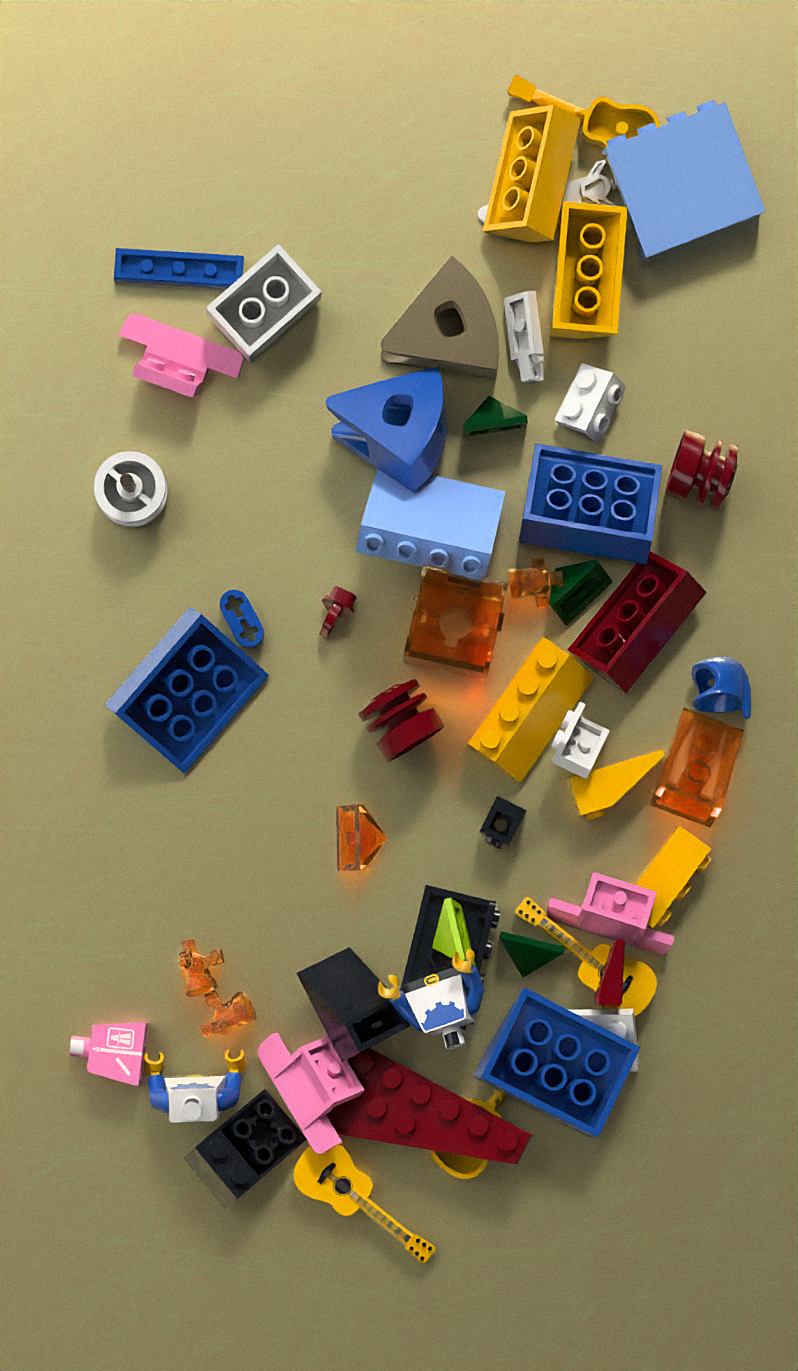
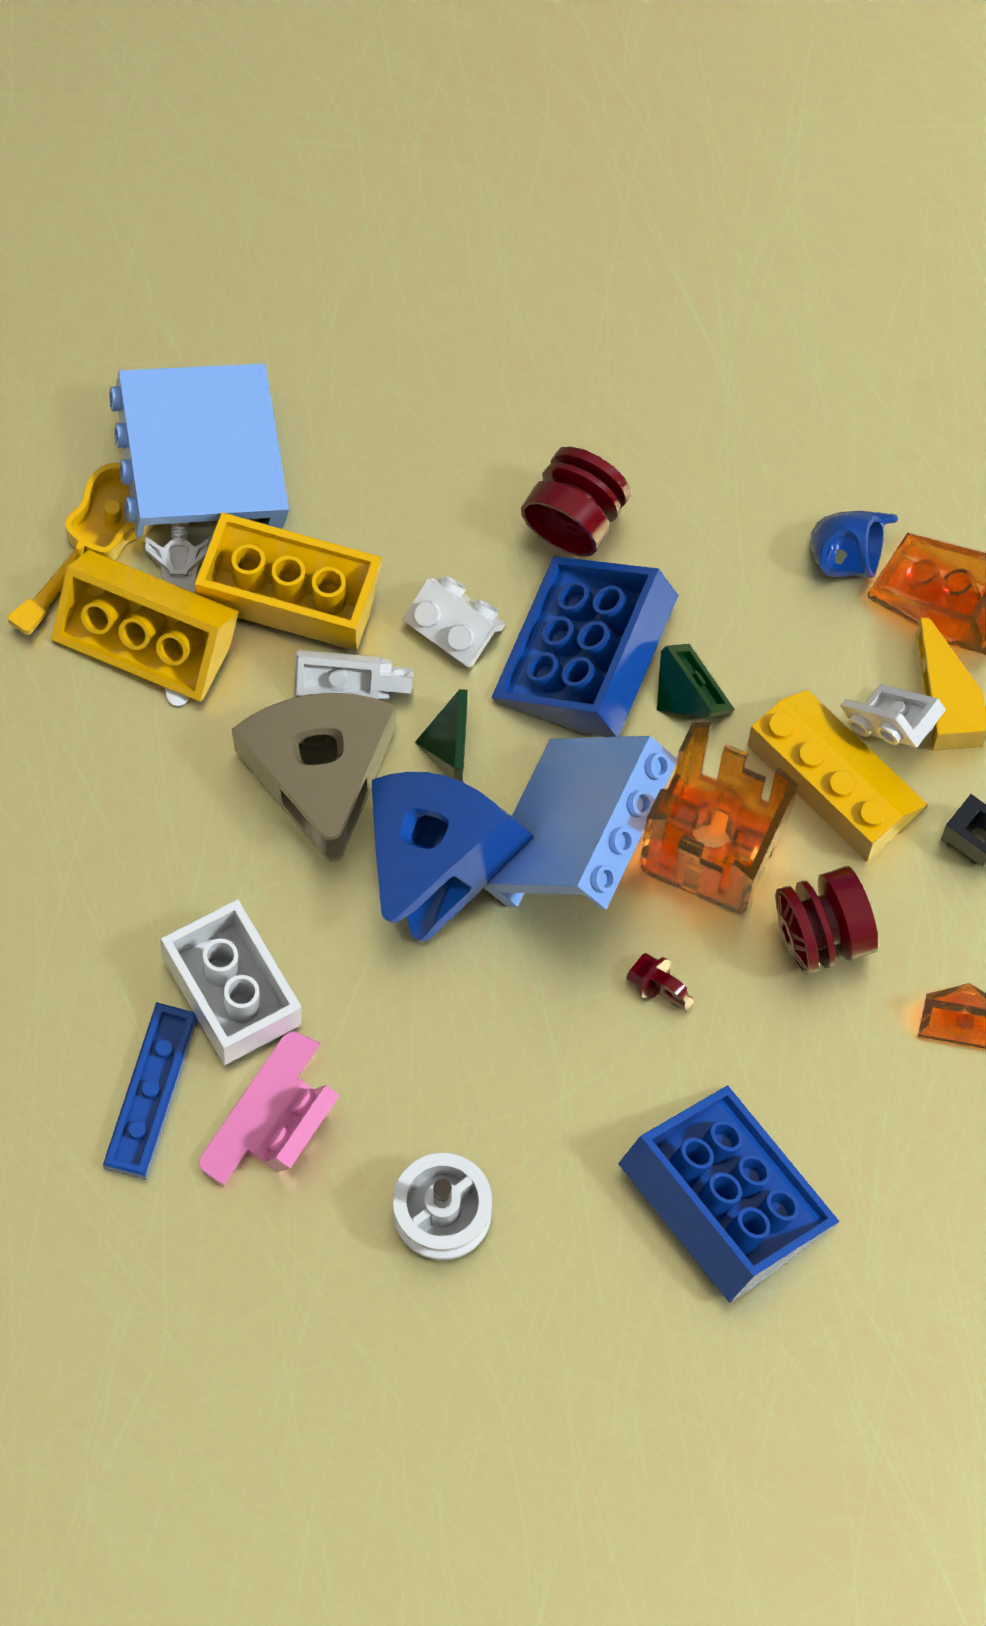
camera: 80 degrees left, 15 degrees down
(235, 622) = (643, 1093): blue beam -> none
(534, 582) = (669, 724): clear orange piece -> none
(637, 621) = (748, 621): dark red slope -> none

